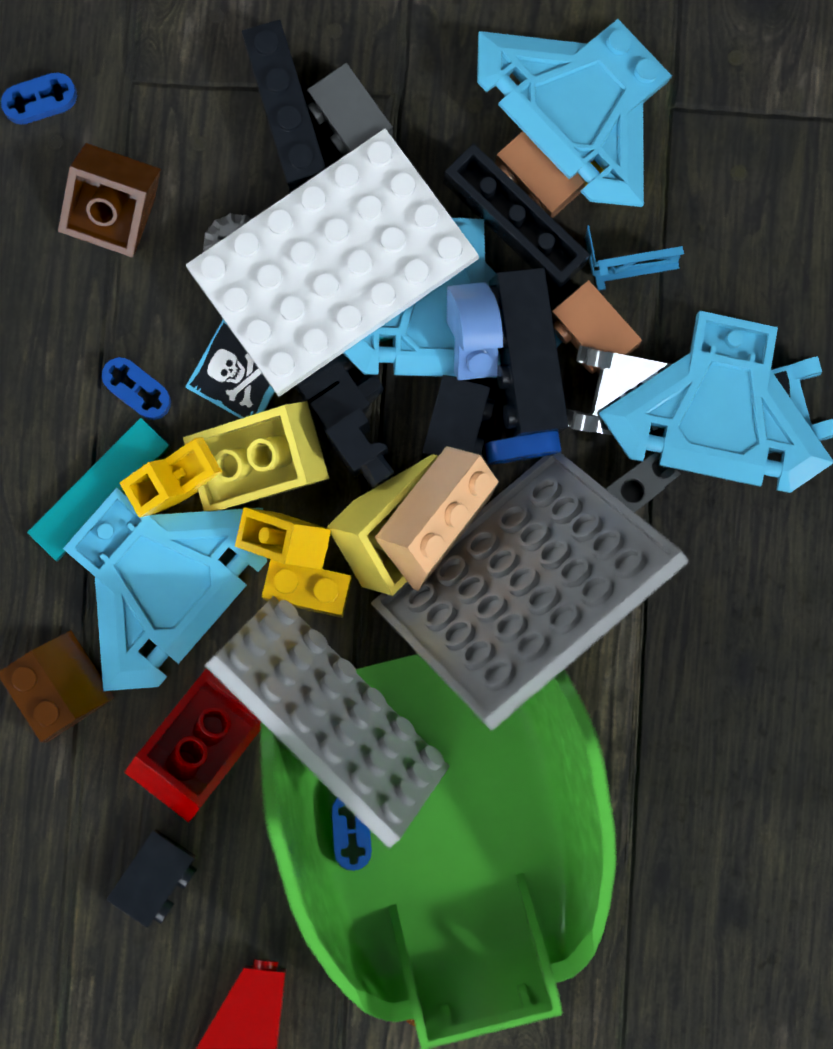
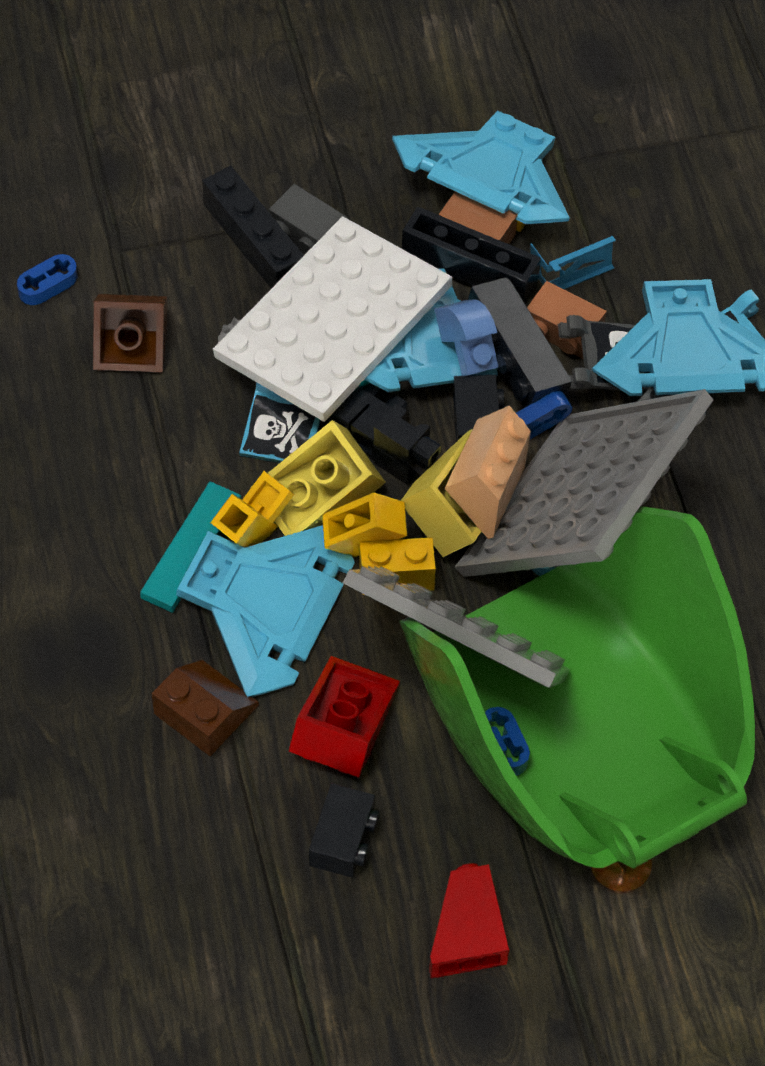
camera: 15 degrees left, 25 degrees down
(142, 381) = (198, 463): blue beam -> none

